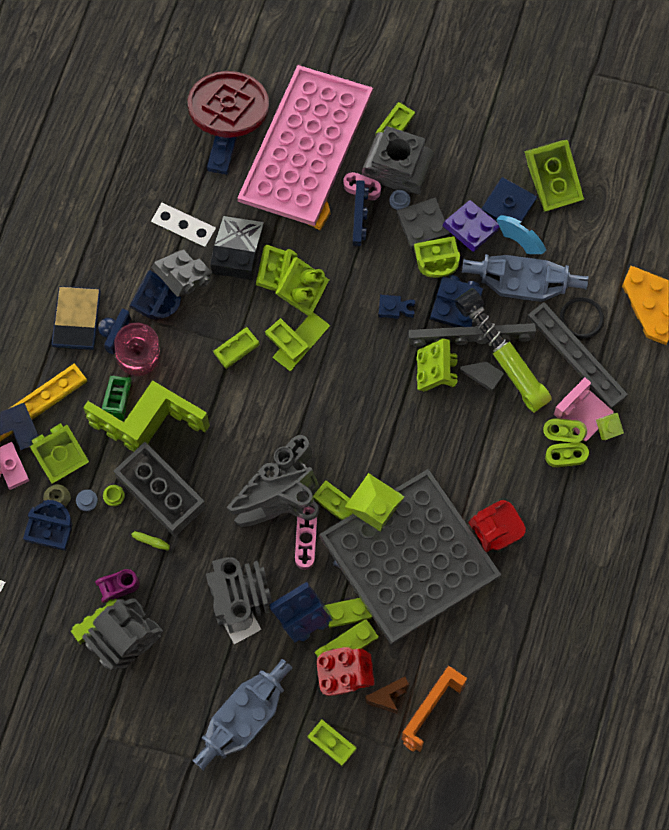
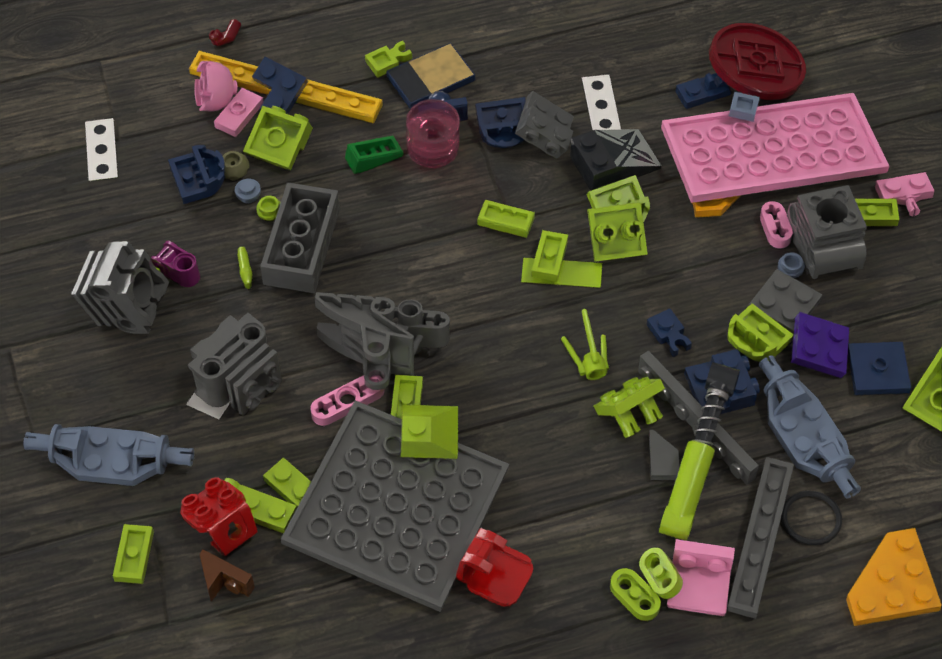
camera: 55 degrees right, 15 degrees down
(41, 339) = (386, 59): none -> lime plate
(147, 416) = (367, 180): lime bracket -> none
(266, 140) = (744, 106): none -> sand blue plate
(301, 612) = (255, 433): dark blue plate -> none
(360, 213) = (740, 234): dark blue plate -> none
(389, 367) = (594, 364): none -> lime plant
(393, 91) = (906, 190): none -> bright pink plate
(449, 678) = (231, 618): orange panel -> none
(527, 239) = (851, 401): dark azure tile -> none
(609, 426) = (704, 618): lime plate -> none

